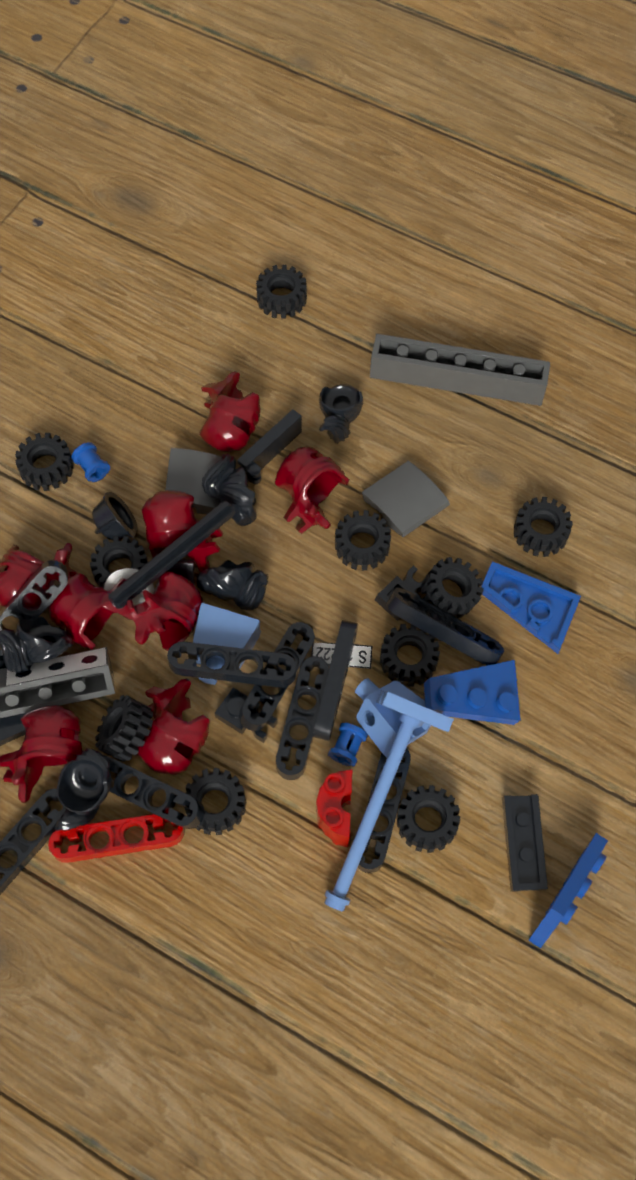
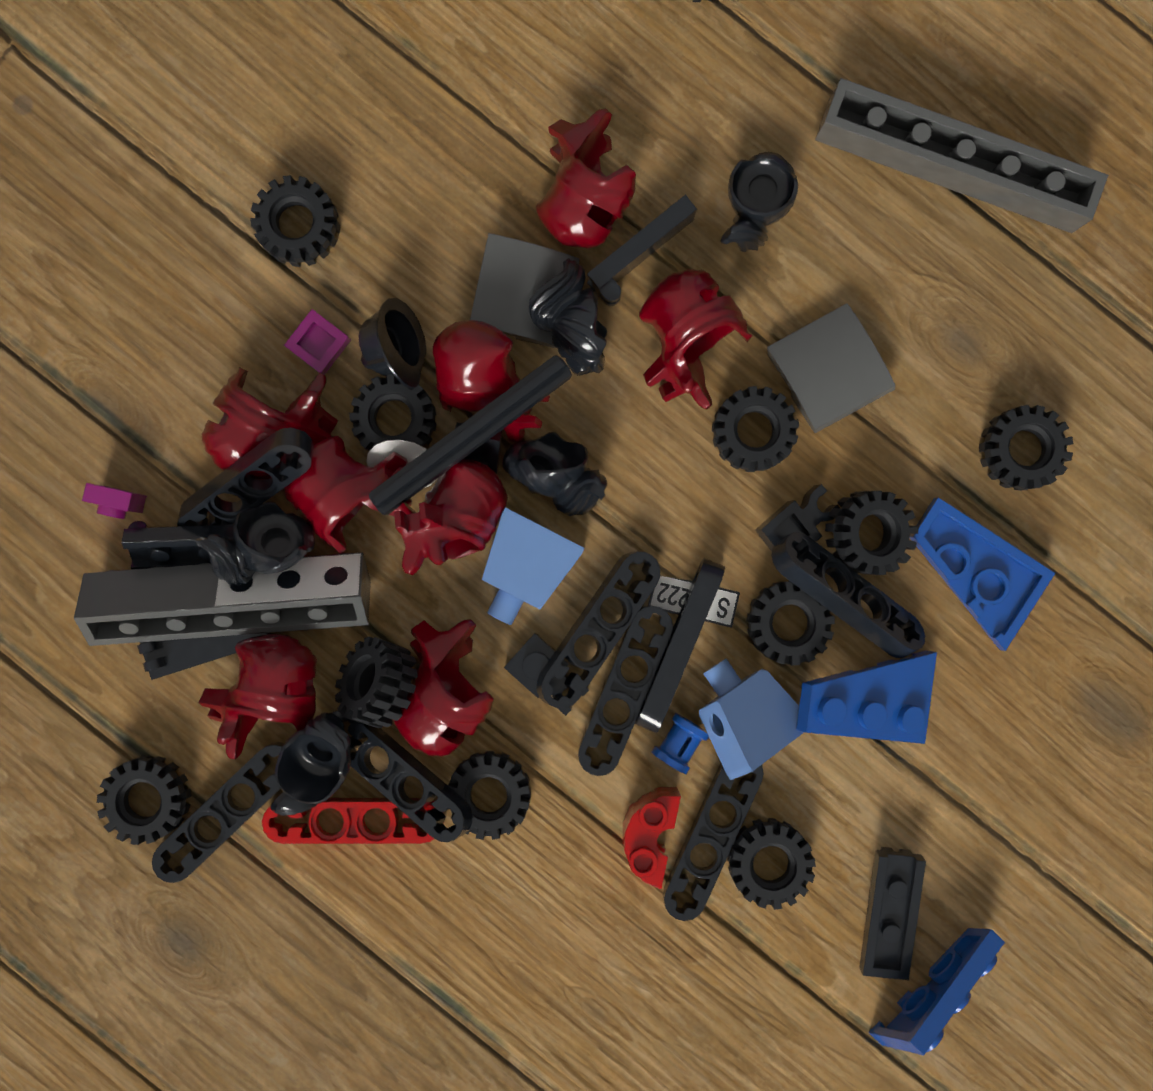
camera: 10 degrees right, 25 degrees up
(64, 527) = (317, 342): none -> magenta plate
(90, 461) = (365, 233): blue bush -> none
(233, 658) = (537, 612): black beam -> none
(411, 717) = (774, 753): medium blue tile -> none

